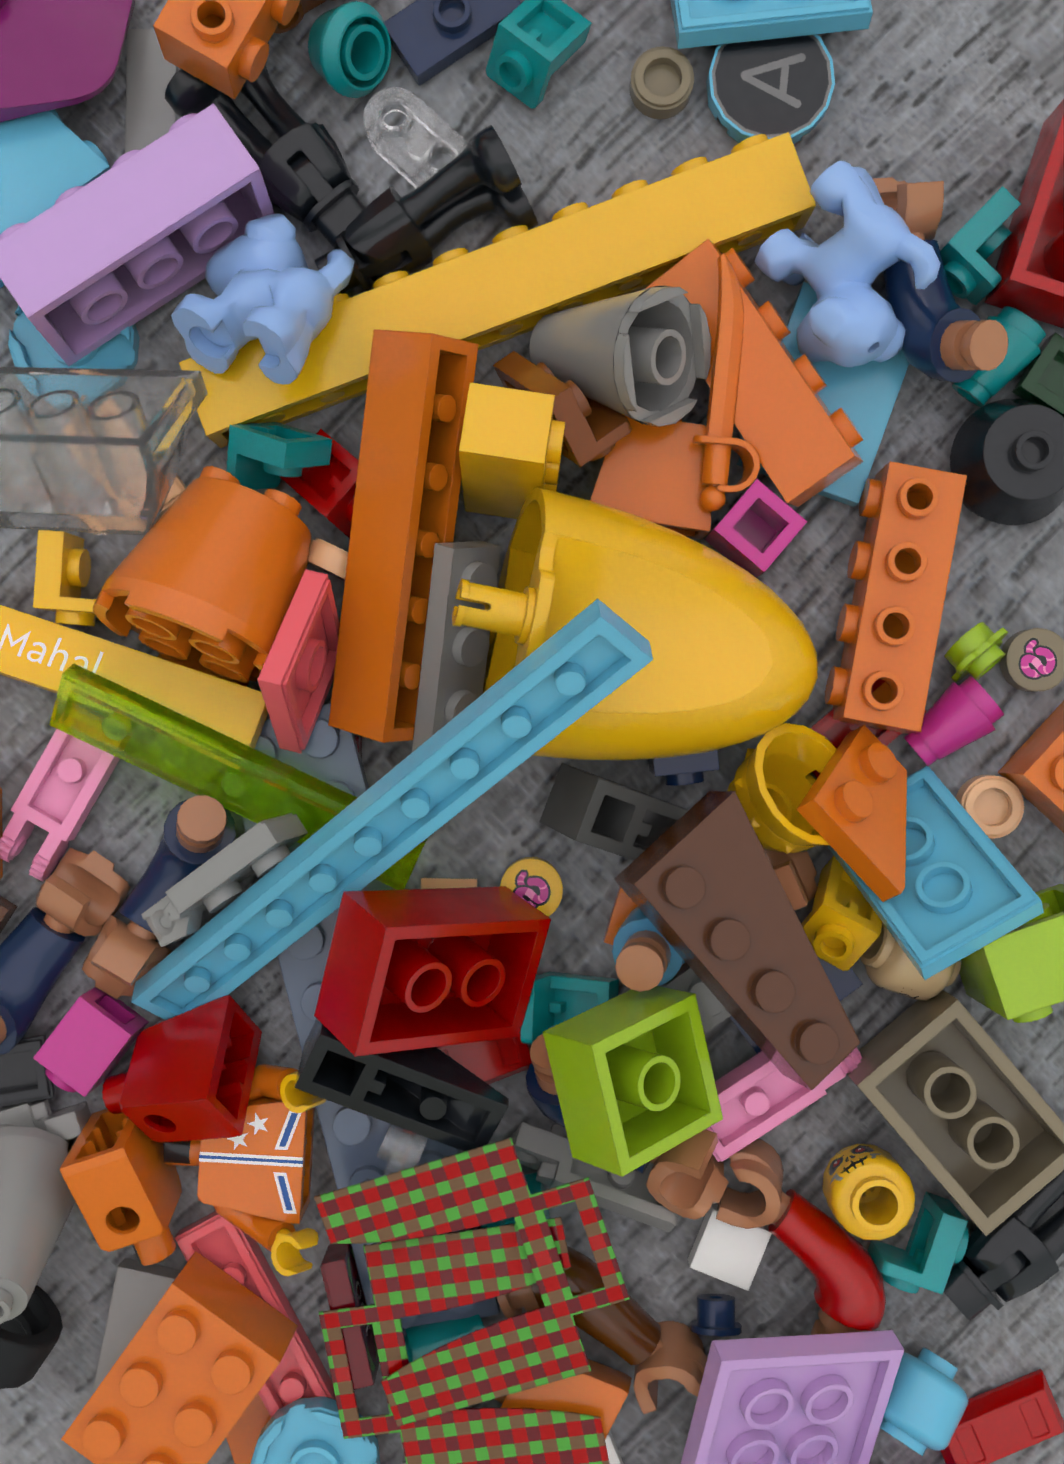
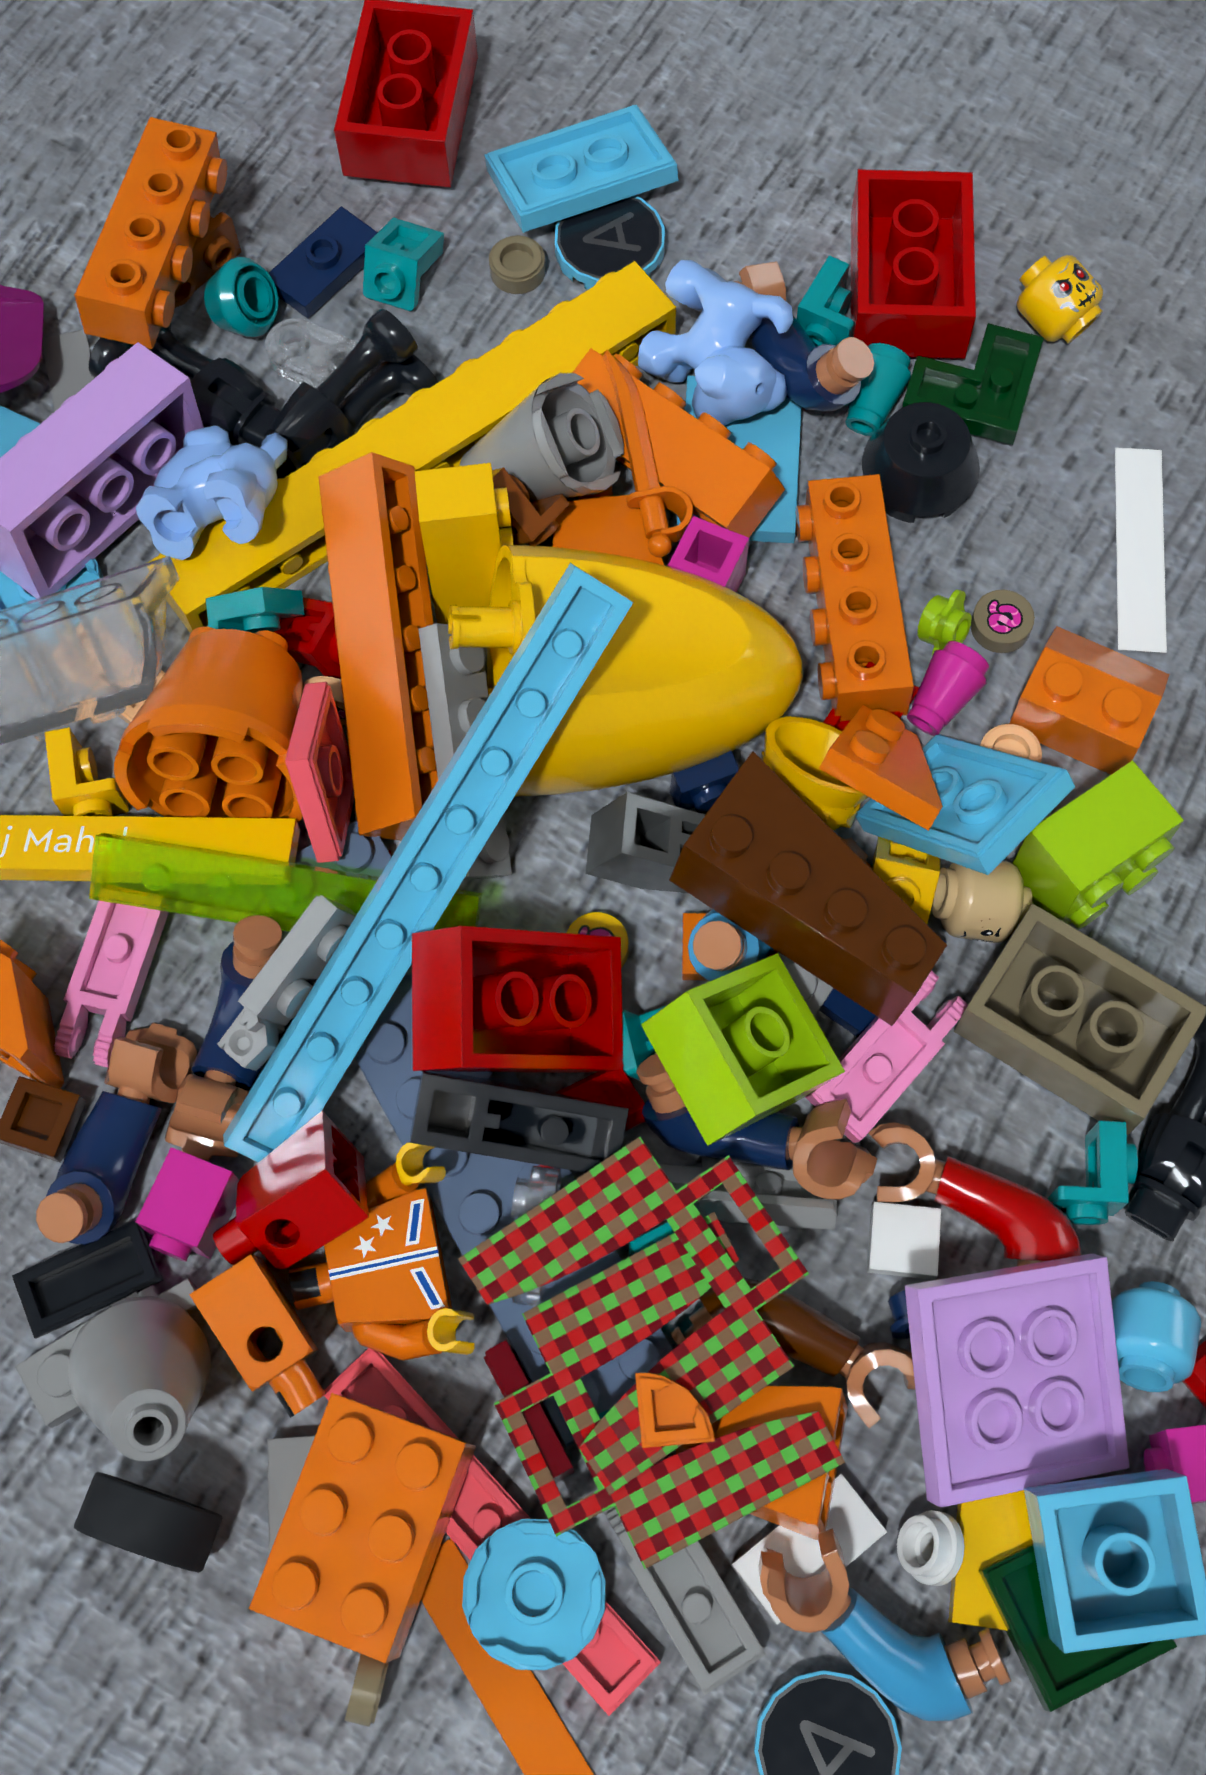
camera: 15 degrees left, 20 degrees down
(468, 1385) = (669, 1413): none -> orange tile
(868, 1192) = (1026, 1110): yellow head -> none

